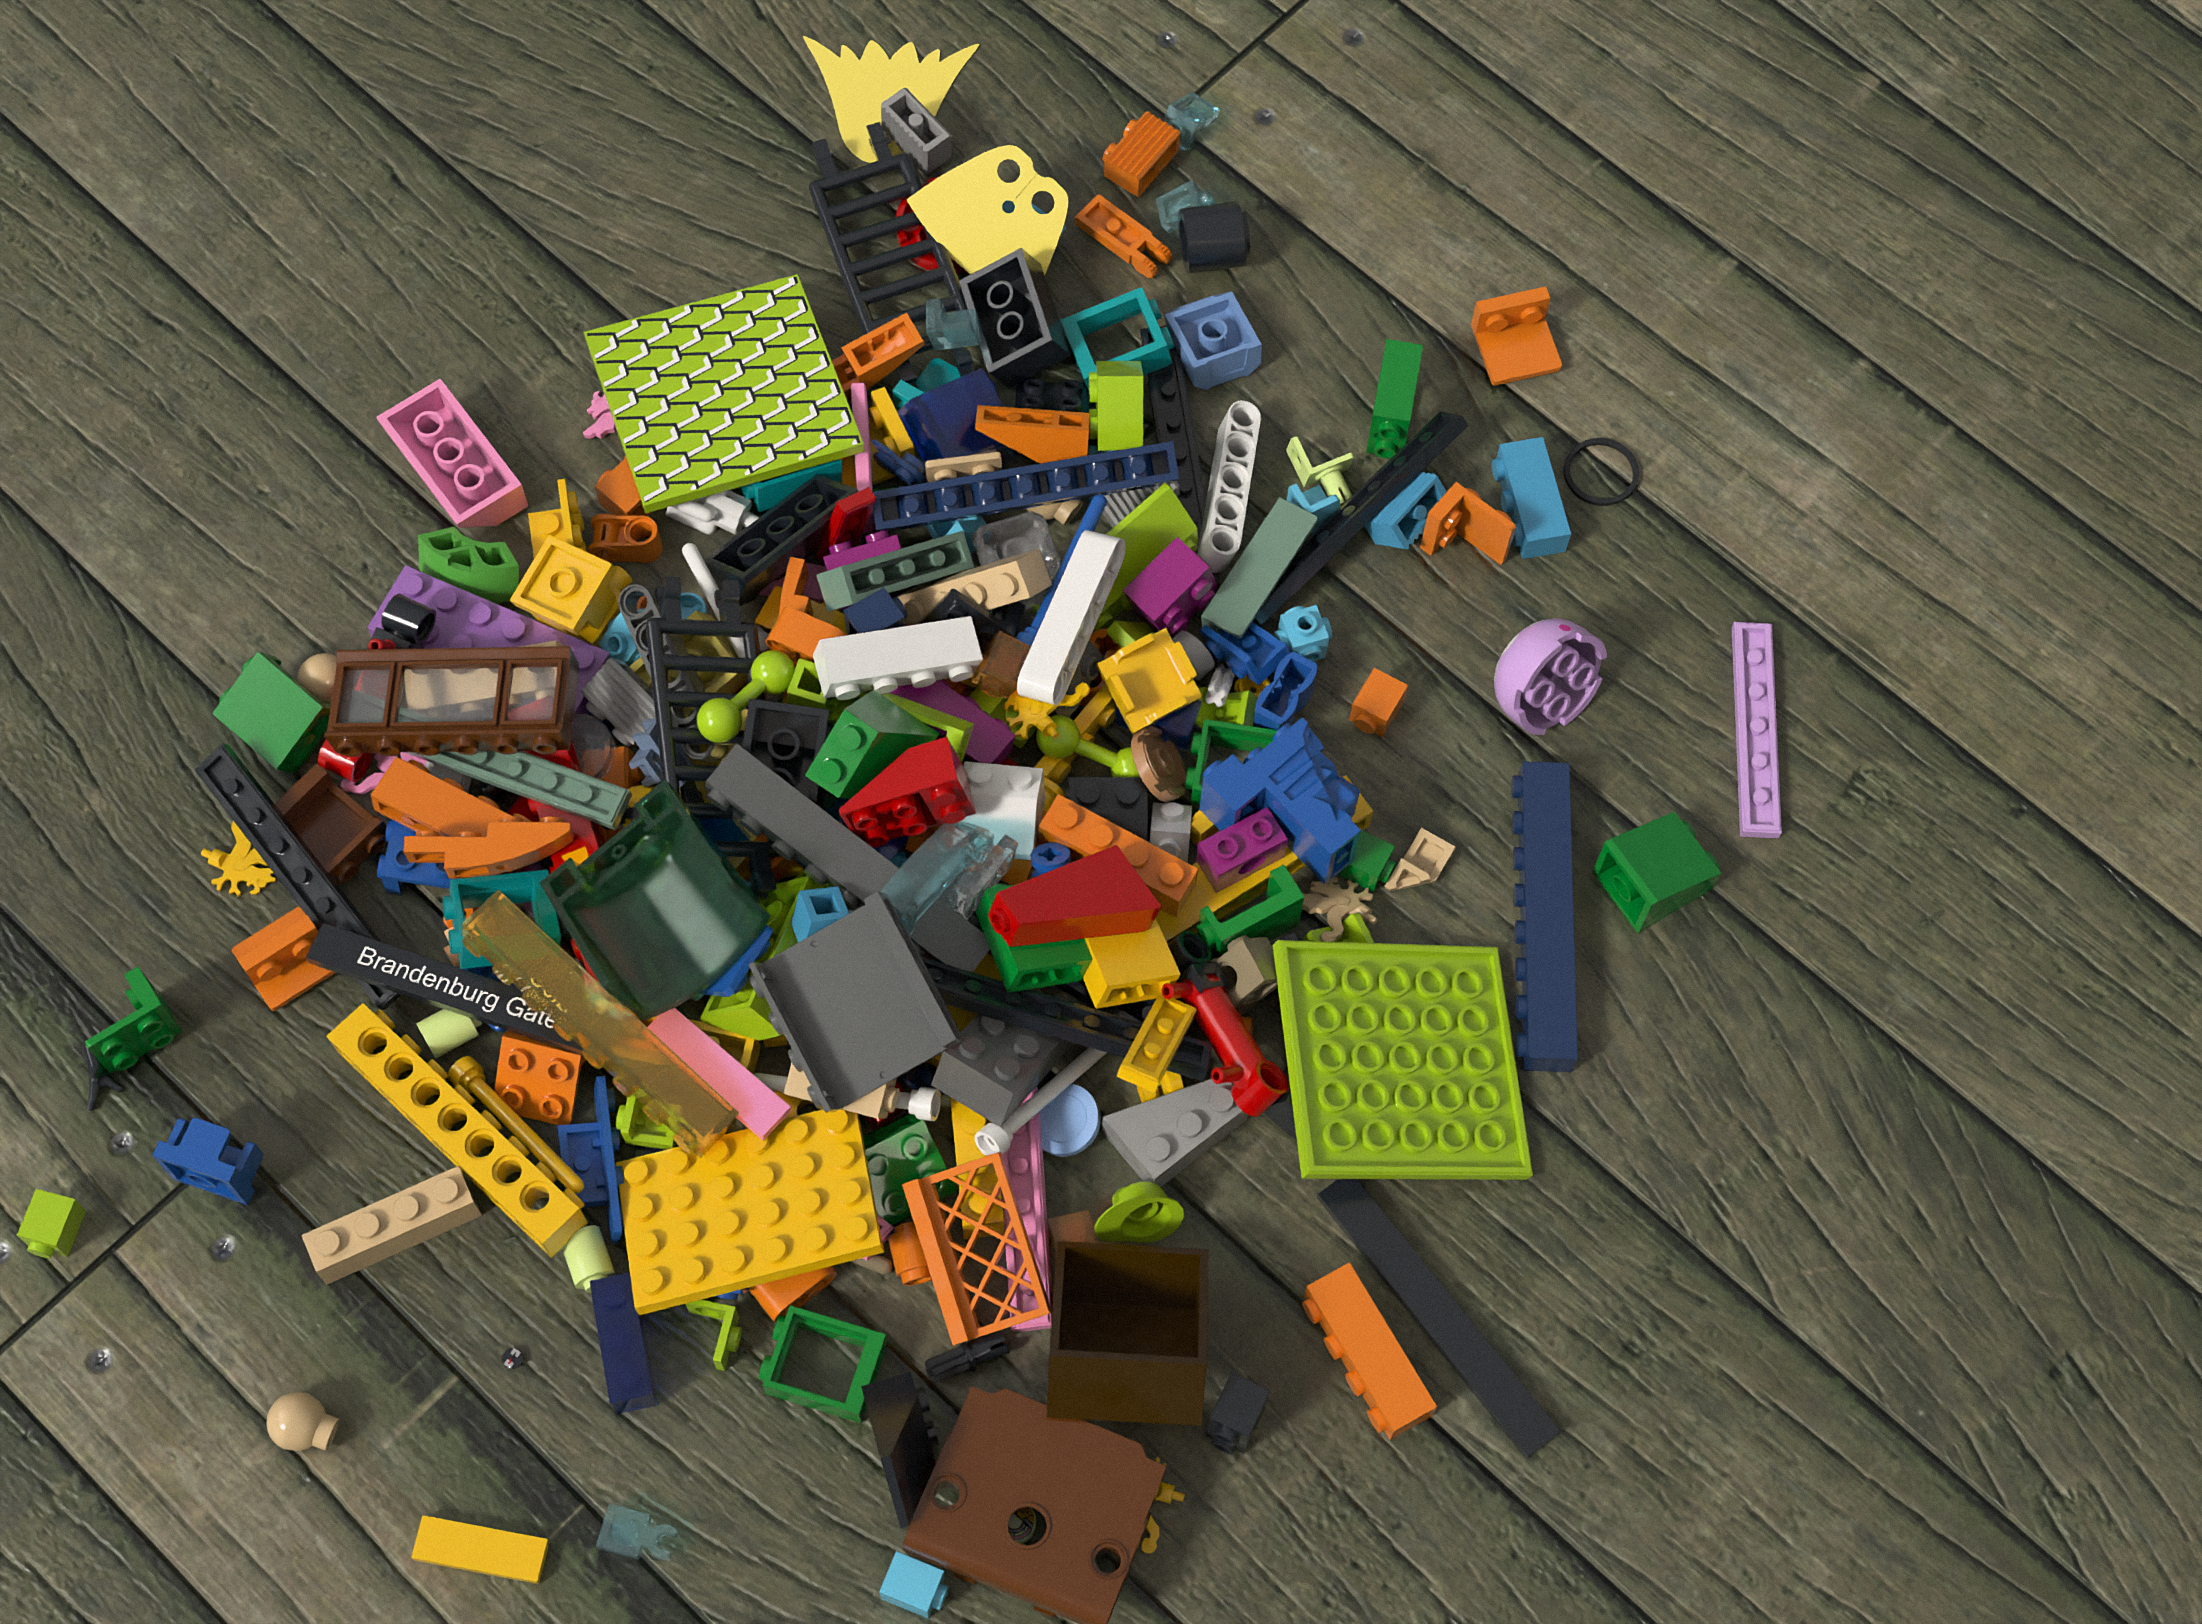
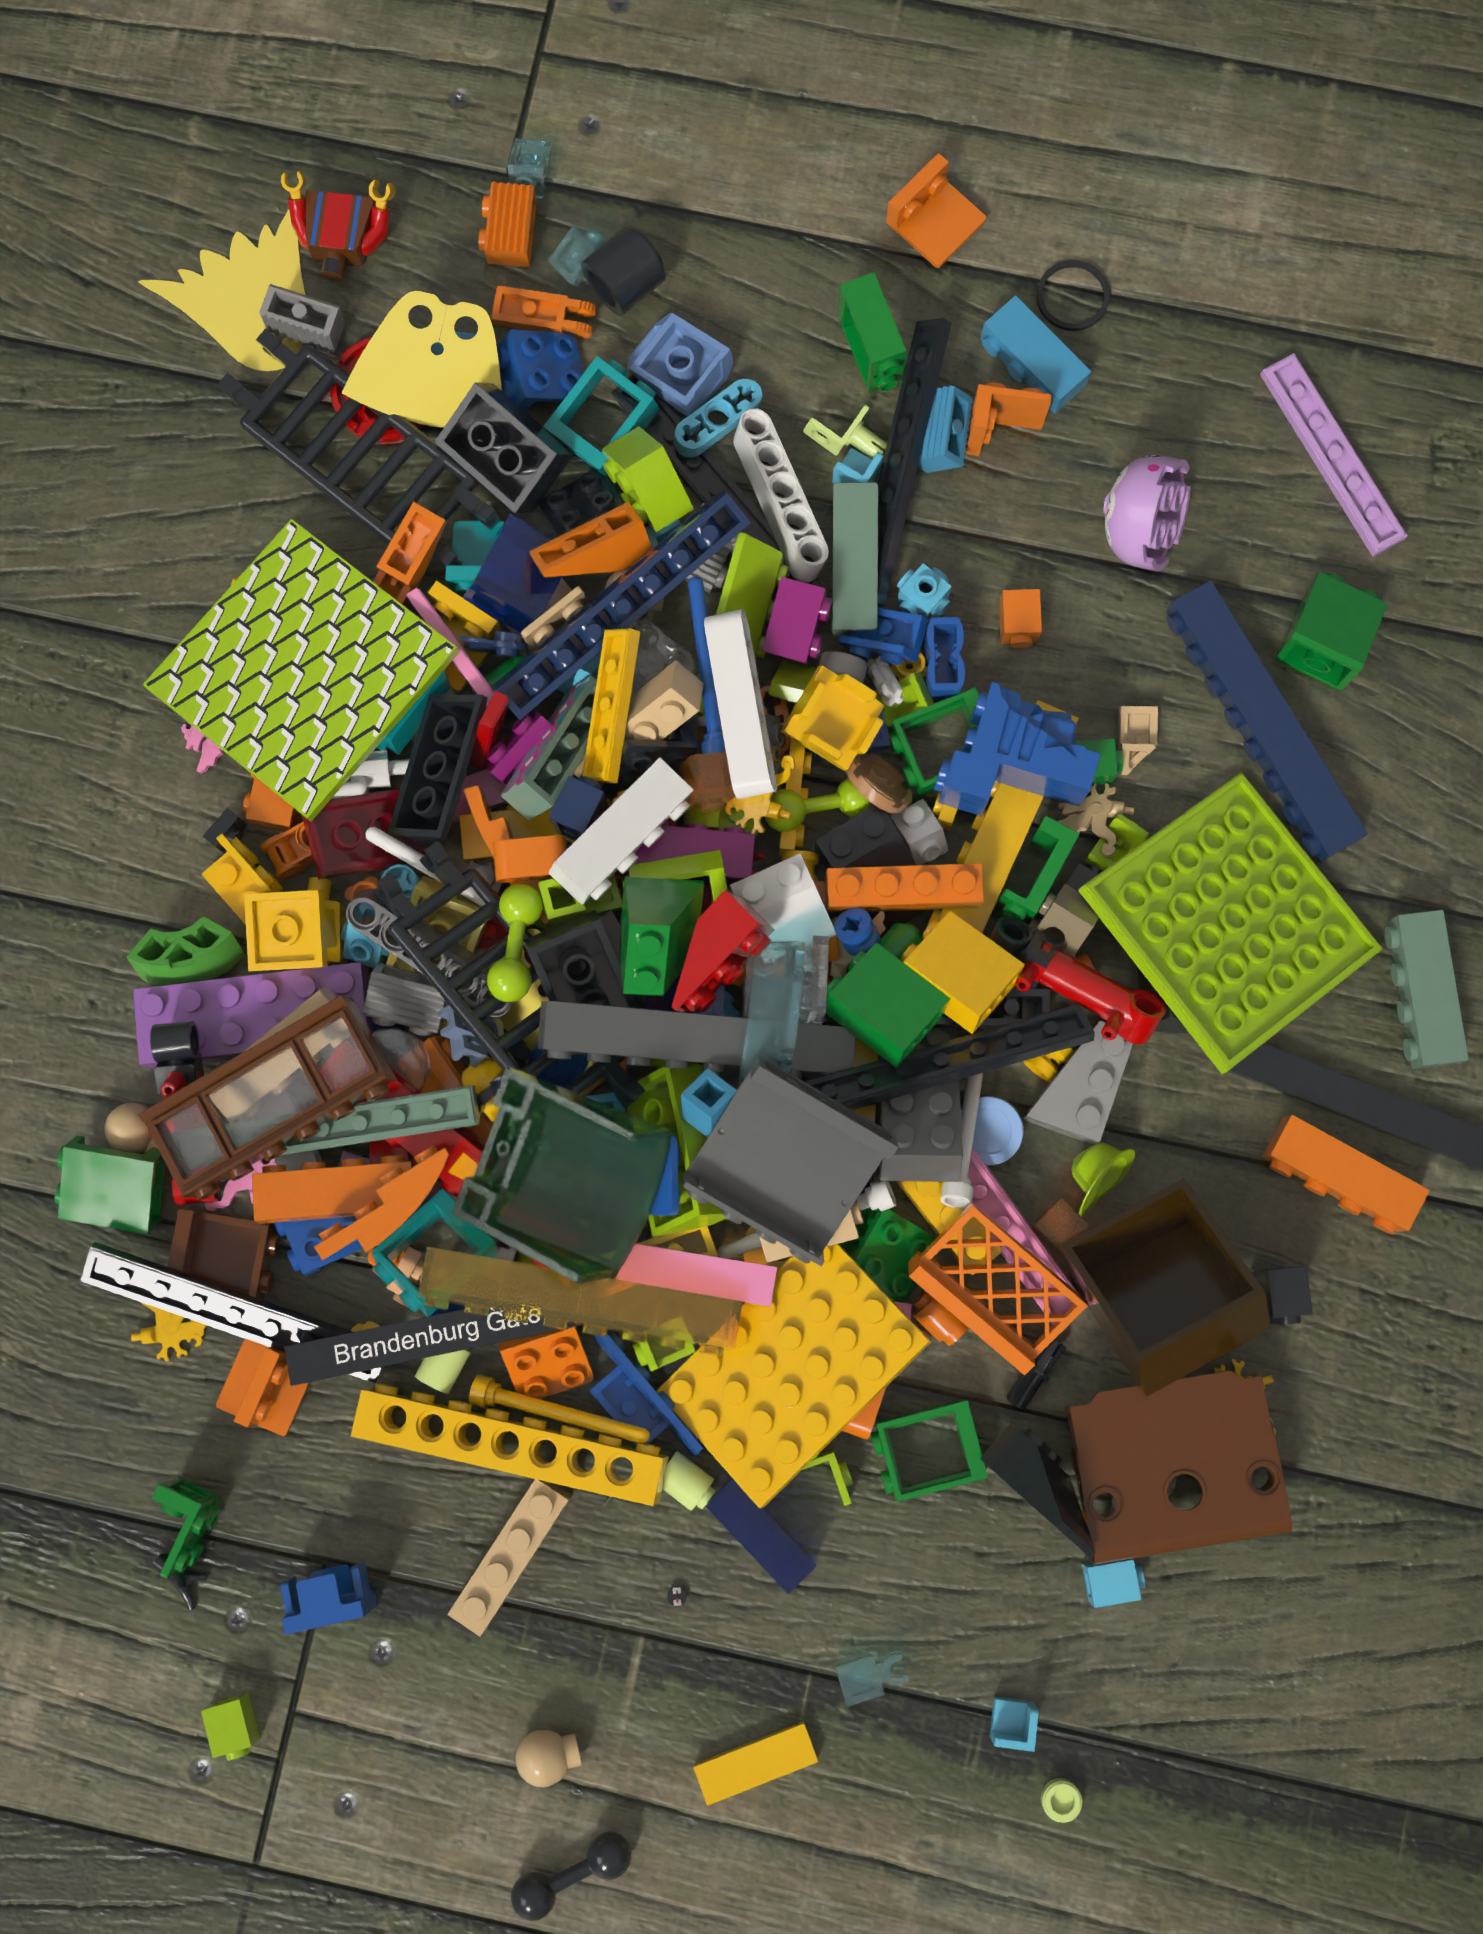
camera: 25 degrees left, 15 degrees up
(206, 1538) = (535, 1893): none -> black piece
(454, 458) = (104, 866): bright pink slope -> none
(576, 482) = (228, 825): none -> black plate
(658, 546) = (339, 835): none -> dark red tile
(950, 328) = (457, 490): clear light blue panel -> none
(960, 556) = (611, 705): none -> yellow tile
(996, 79) = (338, 226): none -> torso
(1076, 901) = (911, 959): red slope -> none
(1089, 271) = (538, 366): none -> blue bracket
(1156, 1043) = (1043, 1036): yellow tile -> none
(1231, 387) = (712, 433): none -> medium azure beam
(1241, 849) = (1000, 821): magenta brick -> none
(1551, 1233) = (1426, 990): none -> sand green brick

